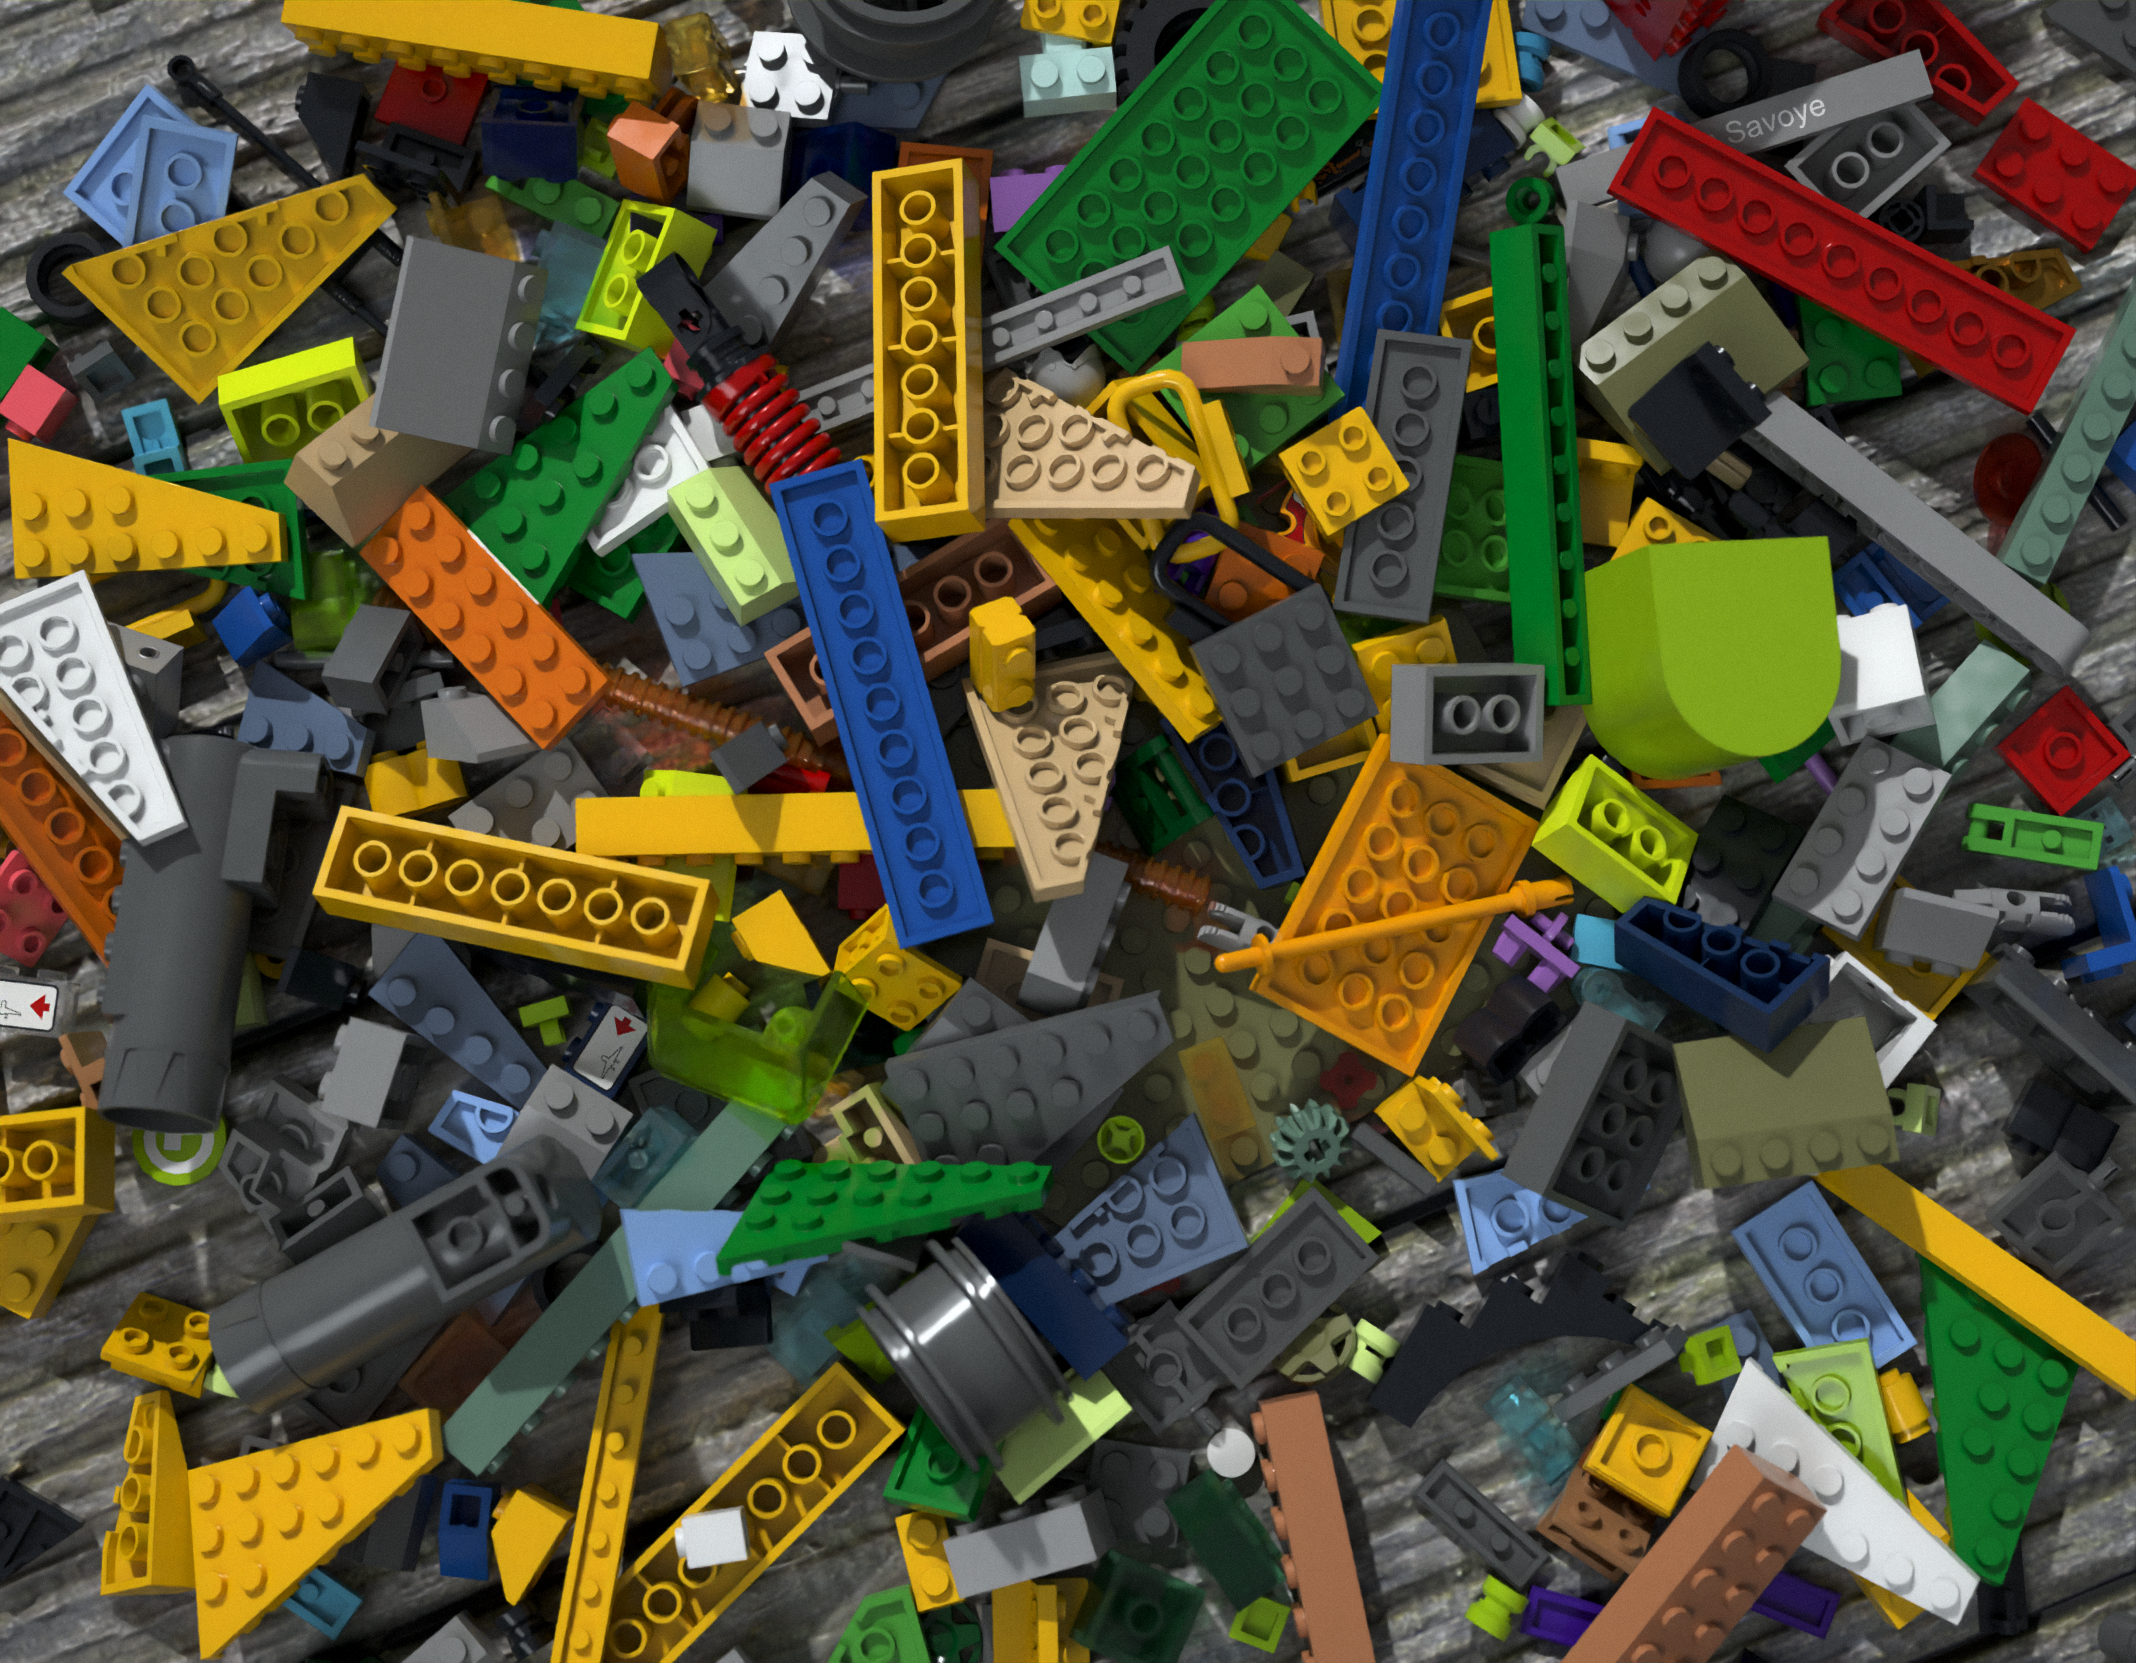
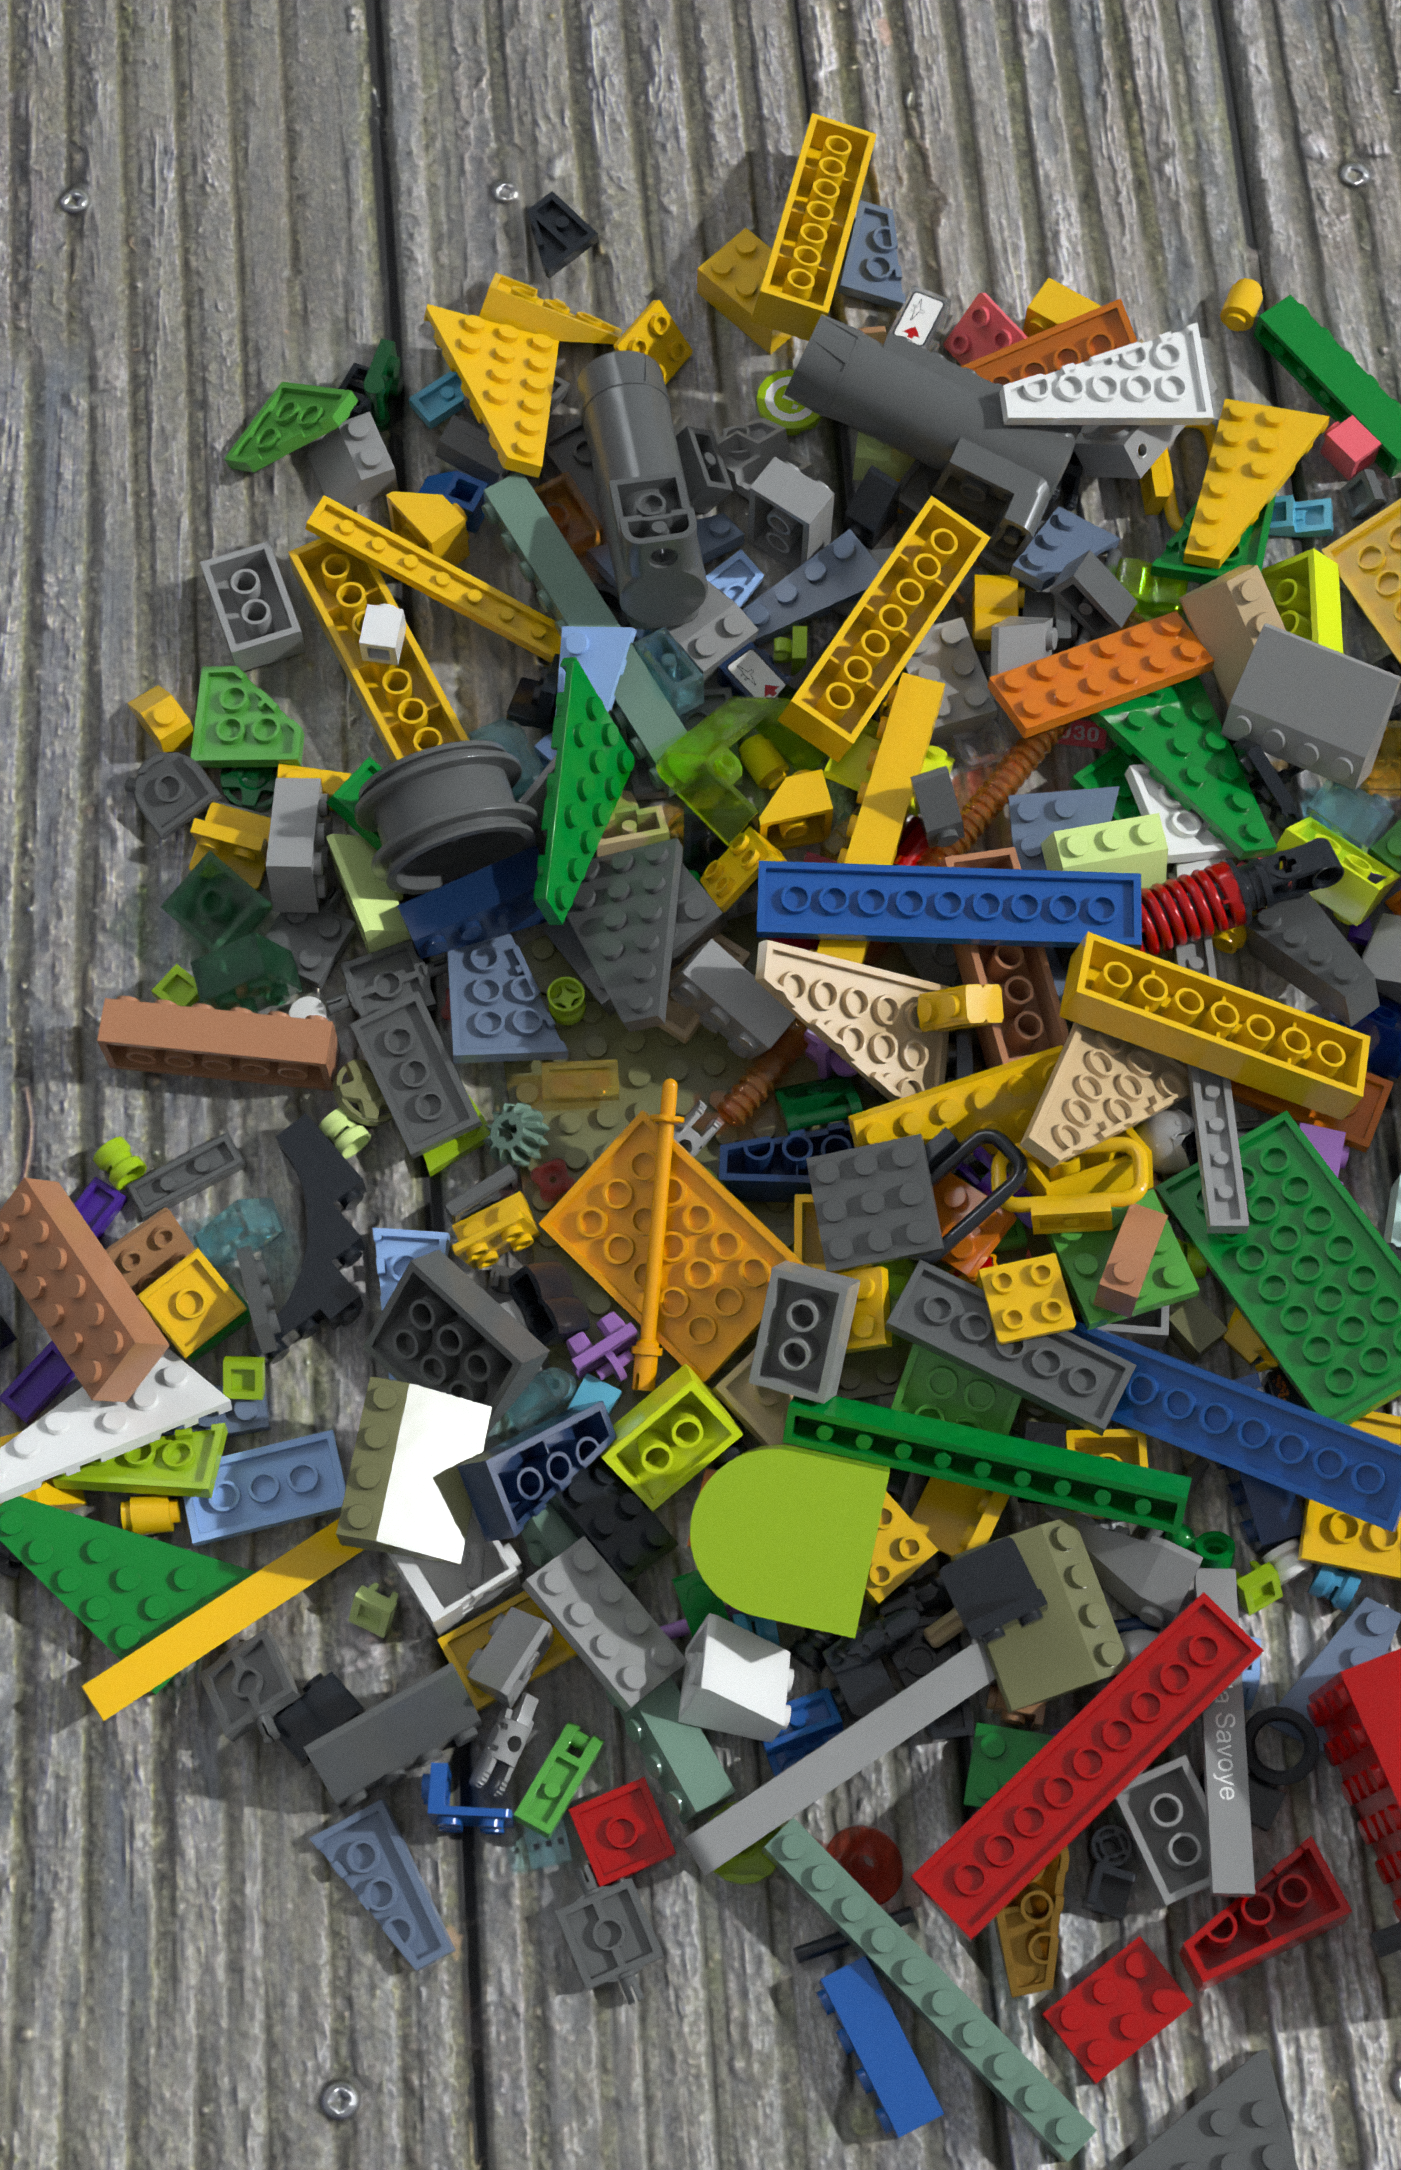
camera: 105 degrees right, 15 degrees down
(253, 626) = (1143, 534): blue slope -> none
(526, 1627) = (376, 510): black wheel -> none

